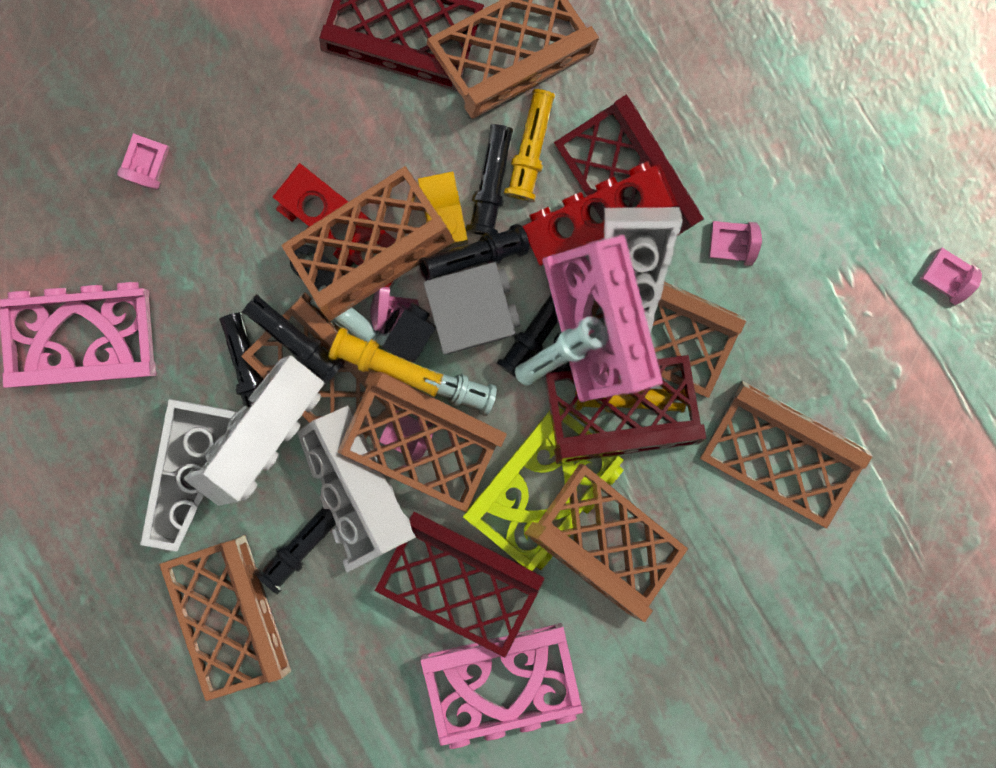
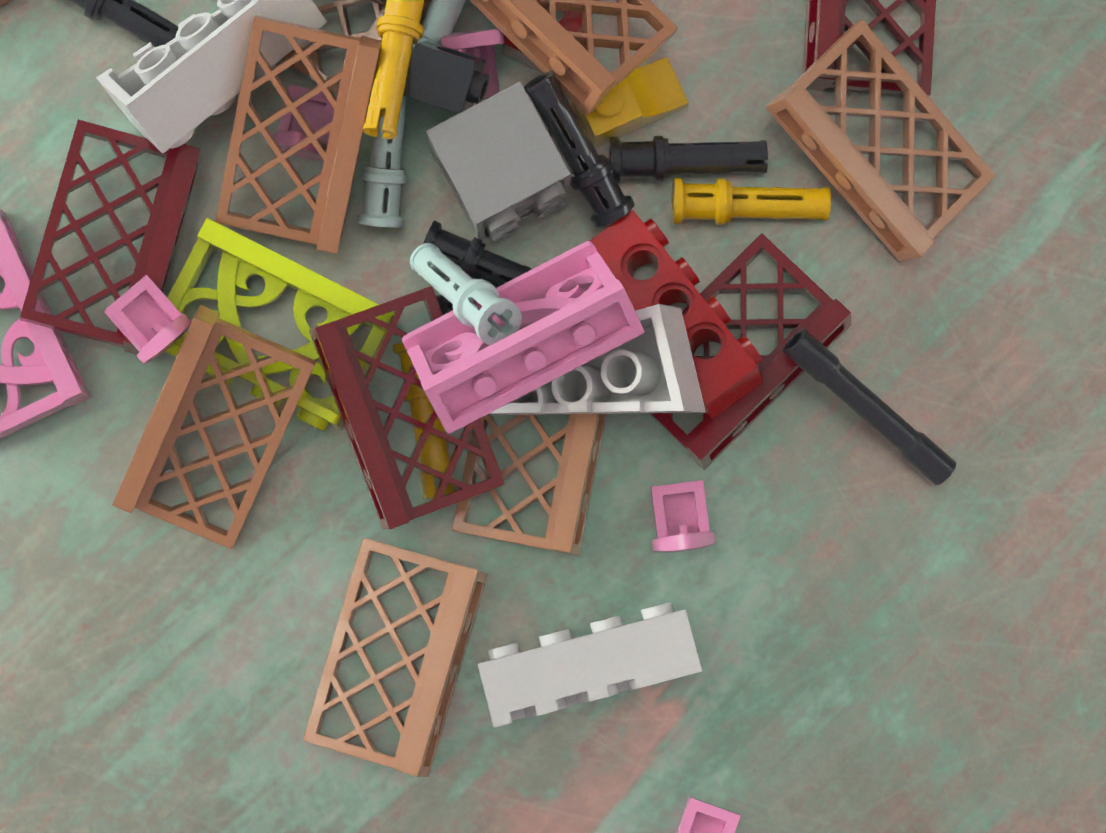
camera: 80 degrees right, 5 degrees down
(528, 570) = (148, 319): none -> bright pink tile
(662, 119) = (827, 369): none -> black piece
(822, 326) = (588, 666): none -> white wedge

